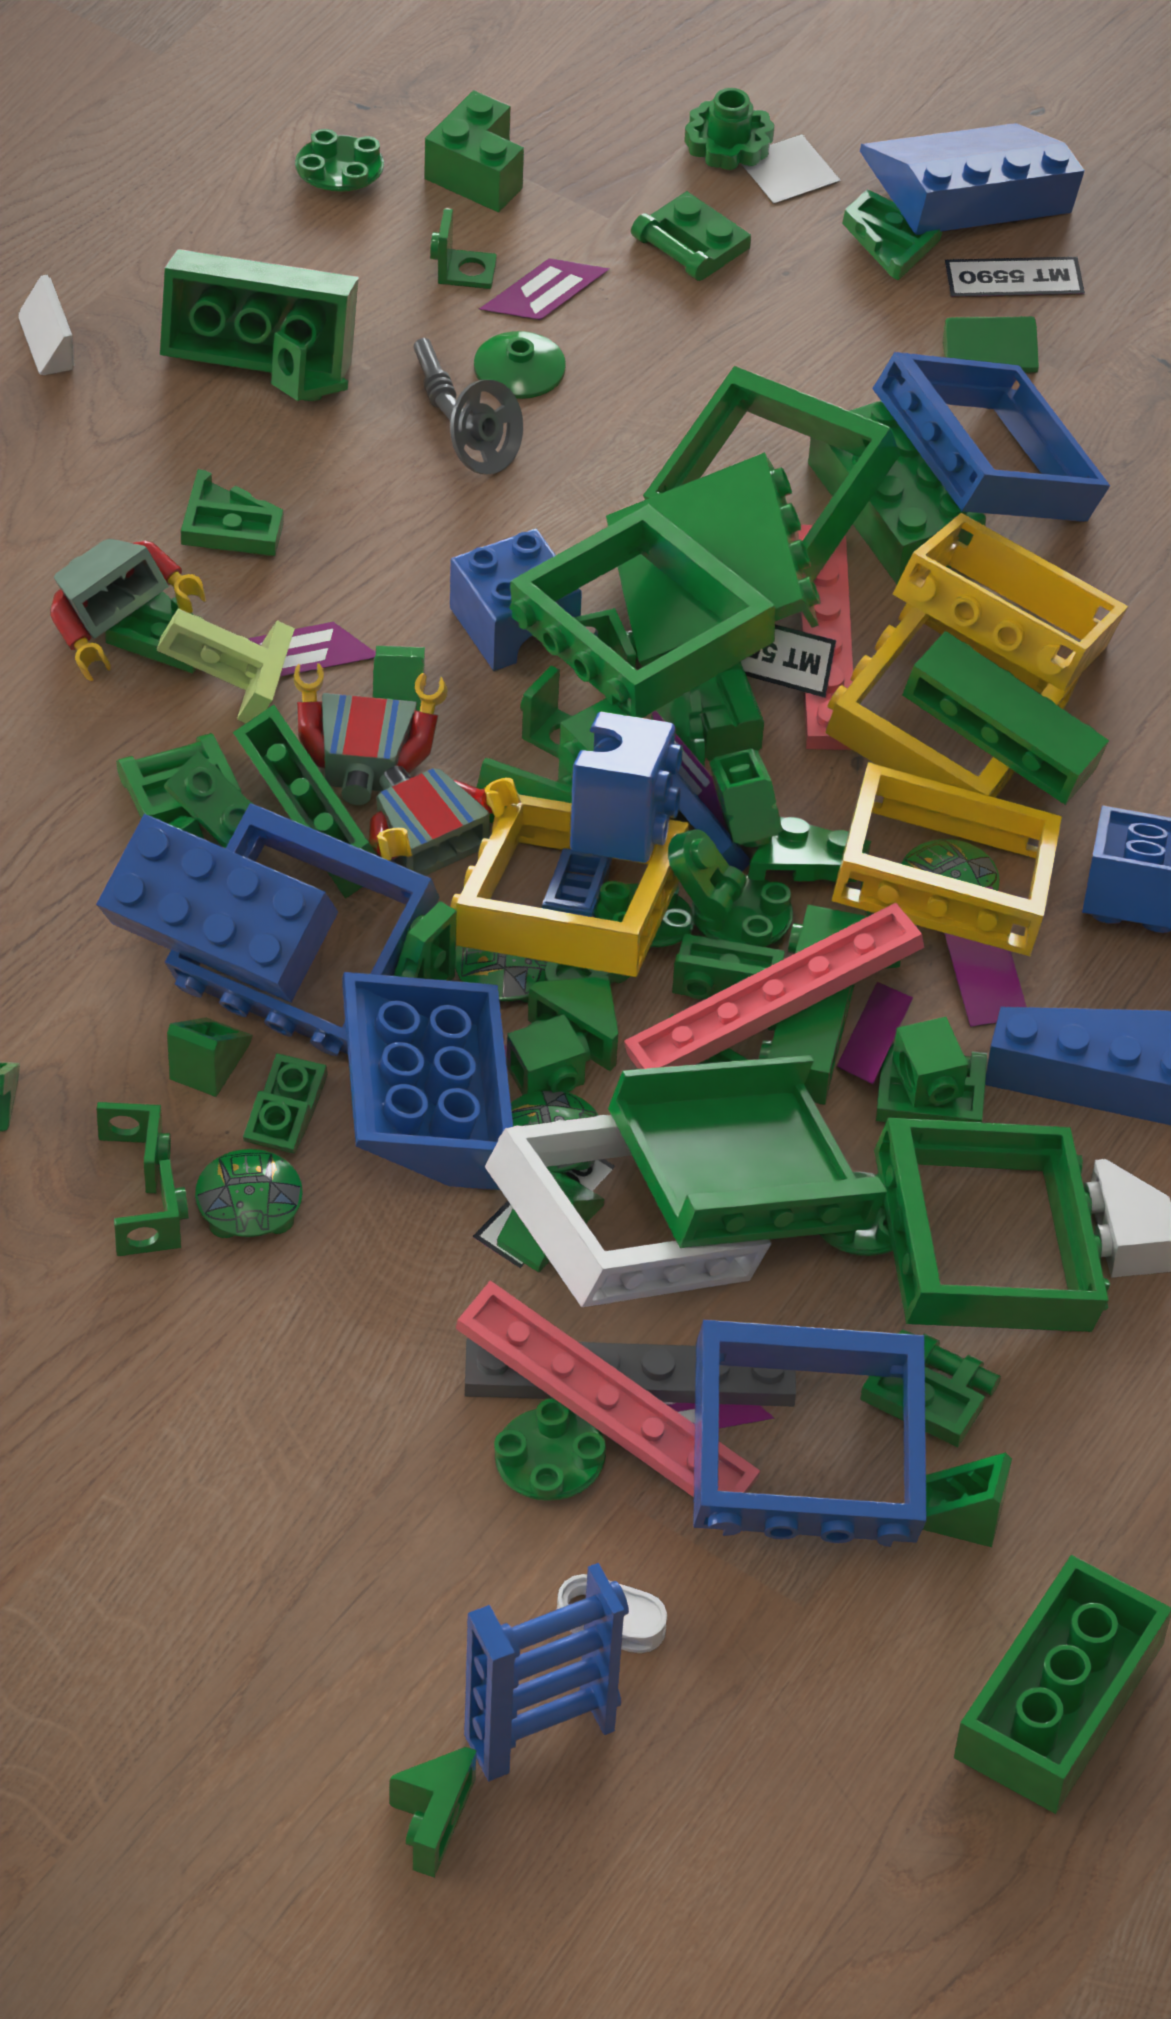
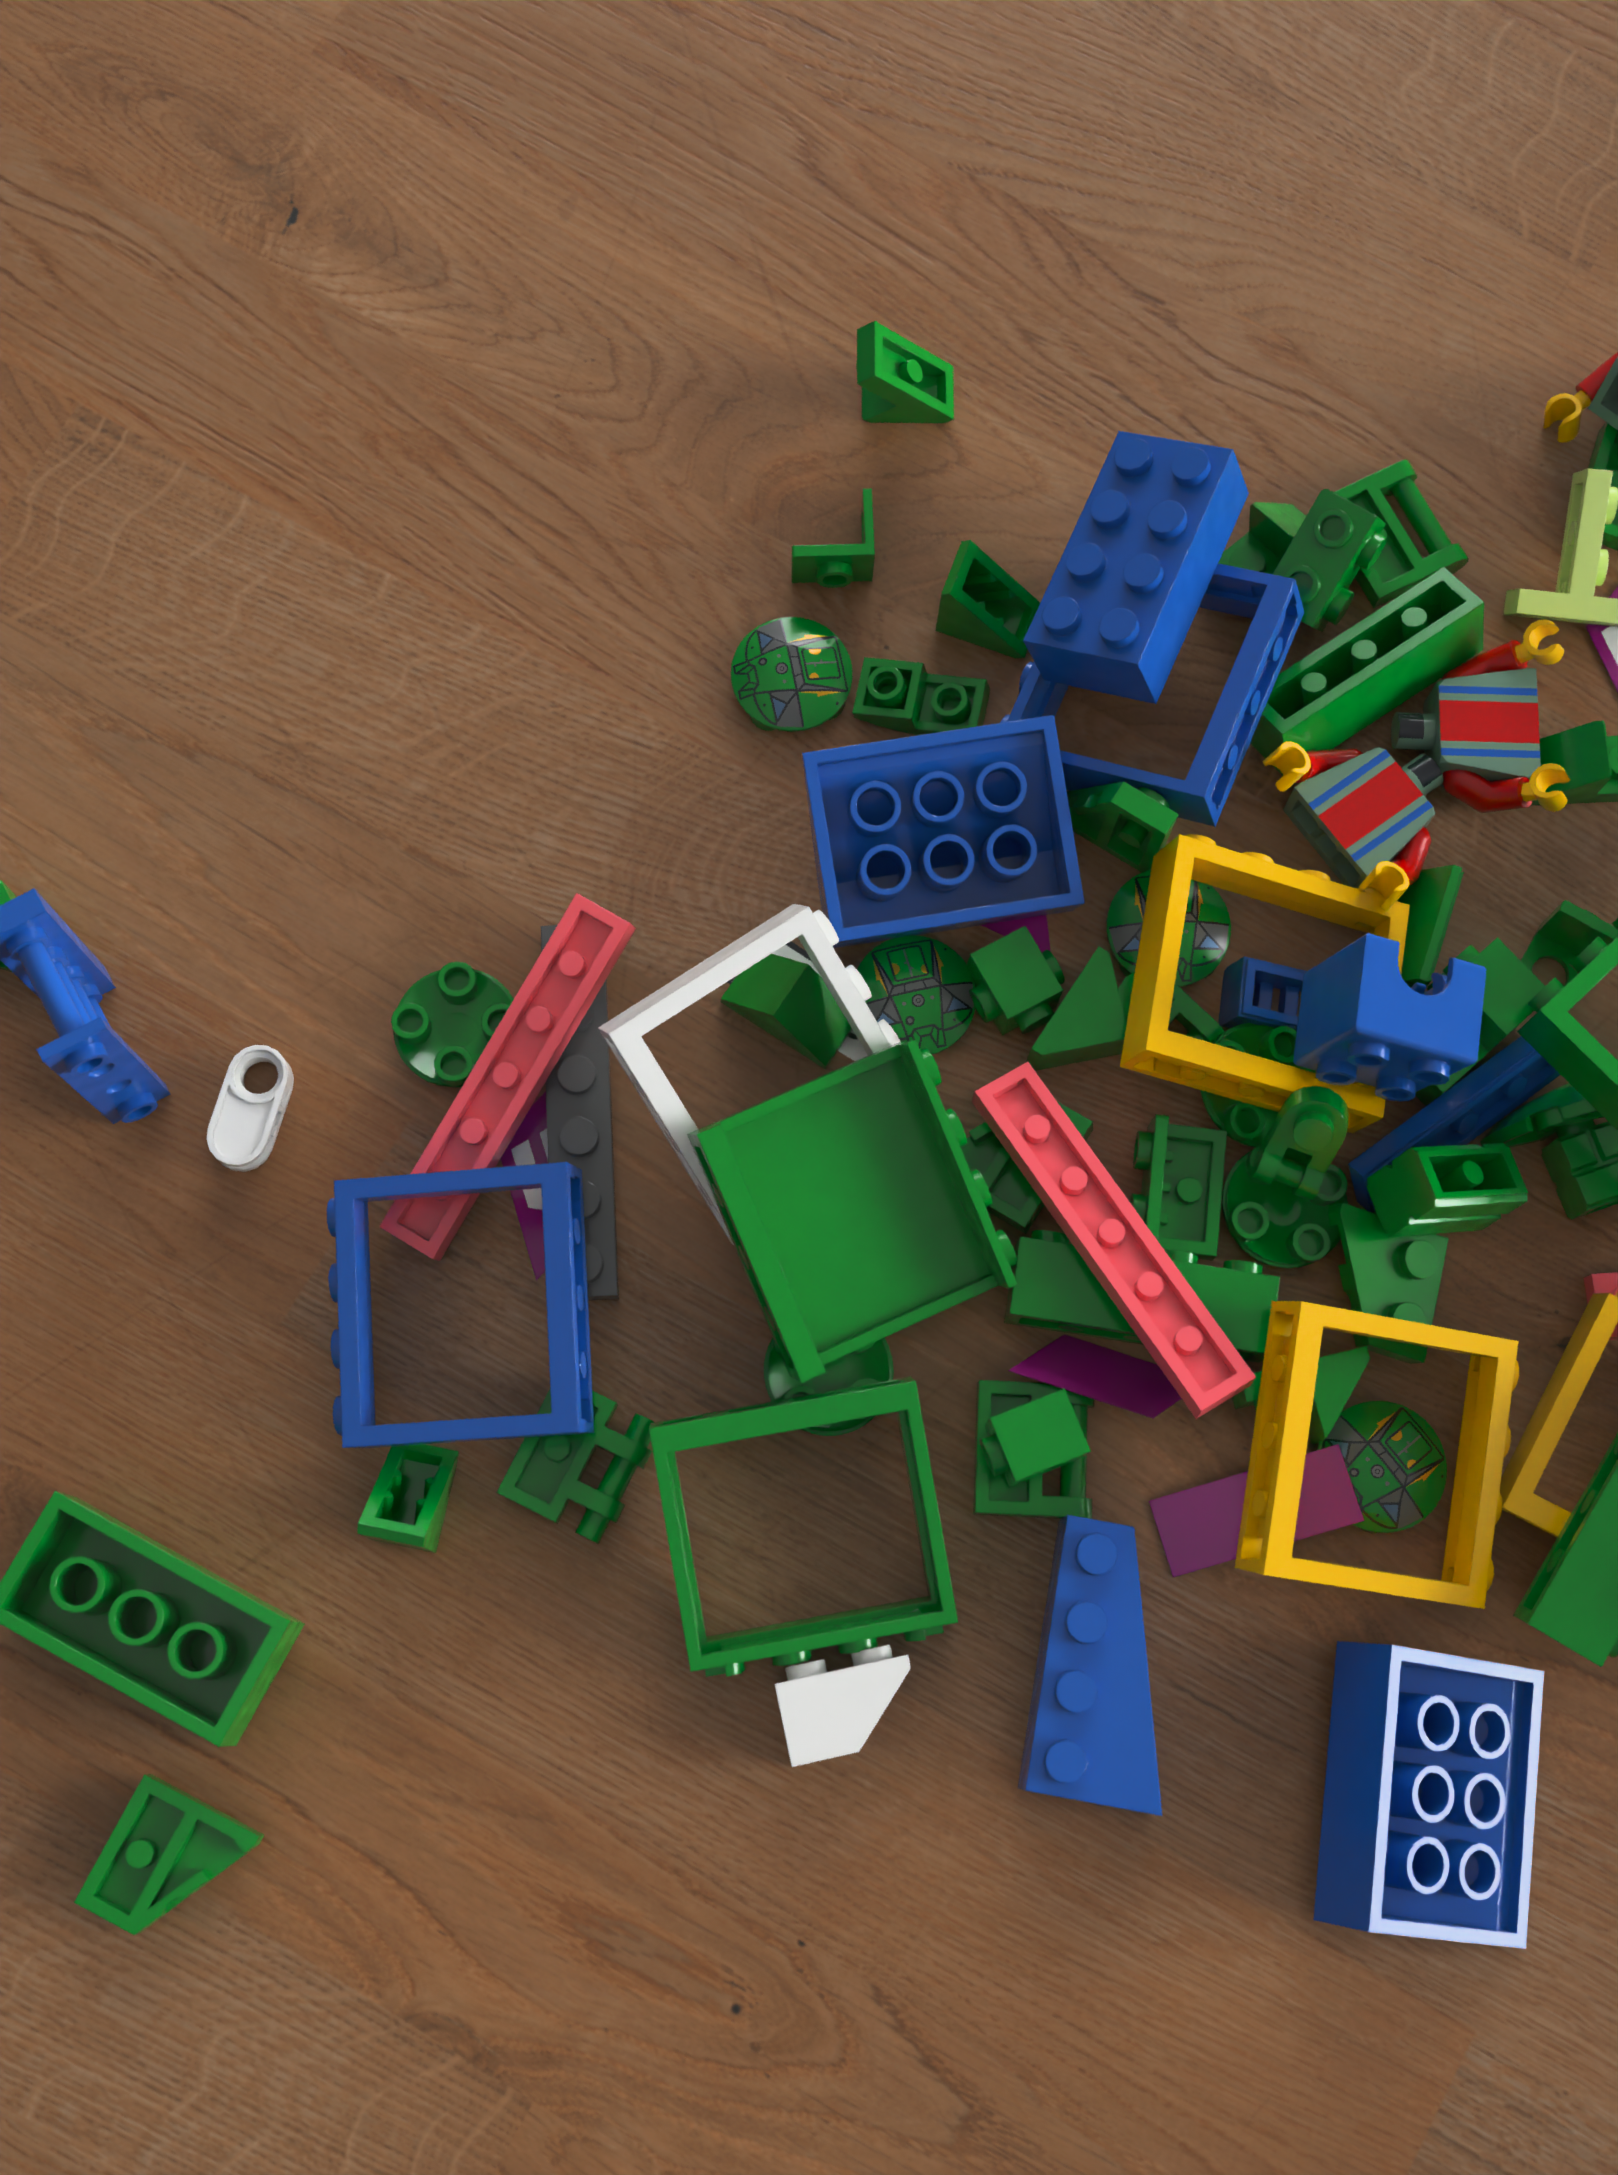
camera: 85 degrees right, 25 degrees up
(165, 1223) = (752, 591): green bracket -> none
(697, 777) = (1511, 1112): magenta sticker -> none

